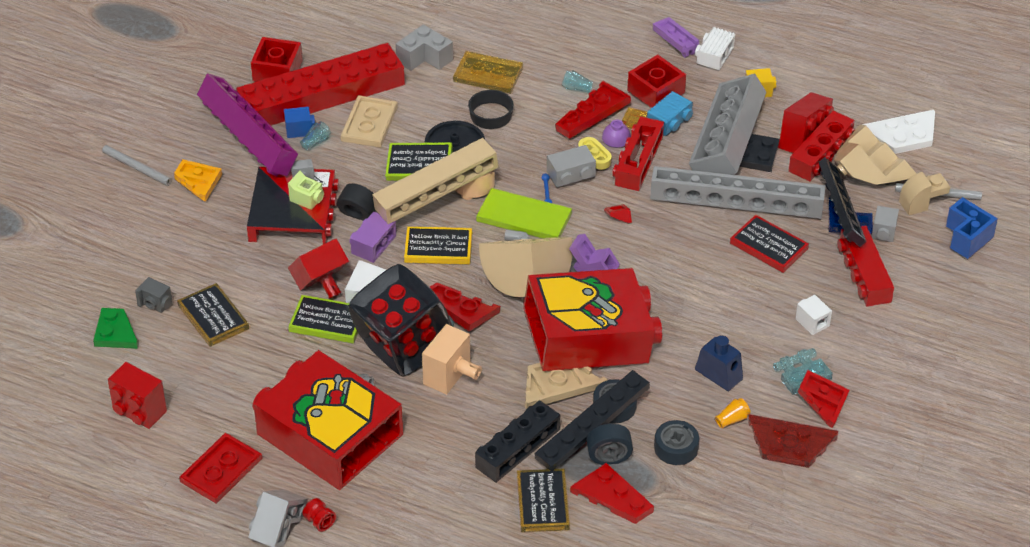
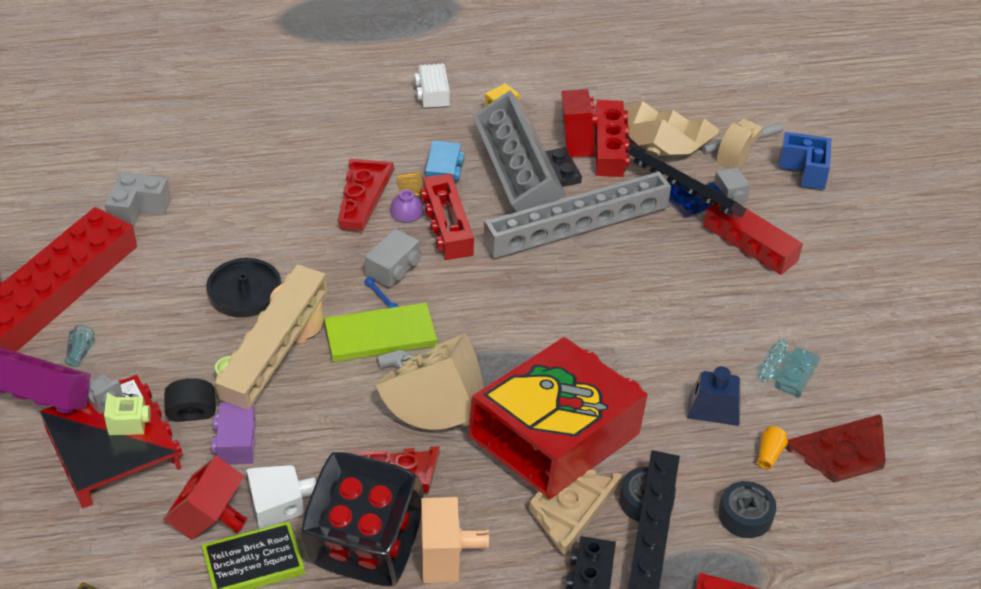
camera: 35 degrees left, 0 degrees up
(298, 121) = (47, 337): blue brick -> none
(369, 121) = (128, 303): tan tile -> none
(410, 157) = (219, 322): black tile -> none
(438, 245) = (314, 408): black tile -> none
(488, 72) = (221, 197): clear yellow tile -> none
(490, 96) = (256, 218): black tyre -> none
(577, 82) = (323, 170): clear light blue cone -> none
(590, 259) = (498, 351): medium lavender brick -> none
(599, 152) = (388, 226): light yellow plate -> none
(609, 444) = (693, 549): black wheel -> none
(619, 212) = (476, 284): red slope -> none
(655, 80) = (407, 138): red brick -> none
(676, 36) = (385, 88): medium lavender hinge -> none
(769, 243) = (644, 253): black tile -> none
(813, 314) = (750, 305): white brick -> none
(823, 396) = (837, 385): red wing -> none
(905, 132) = (668, 93): white wing -> none

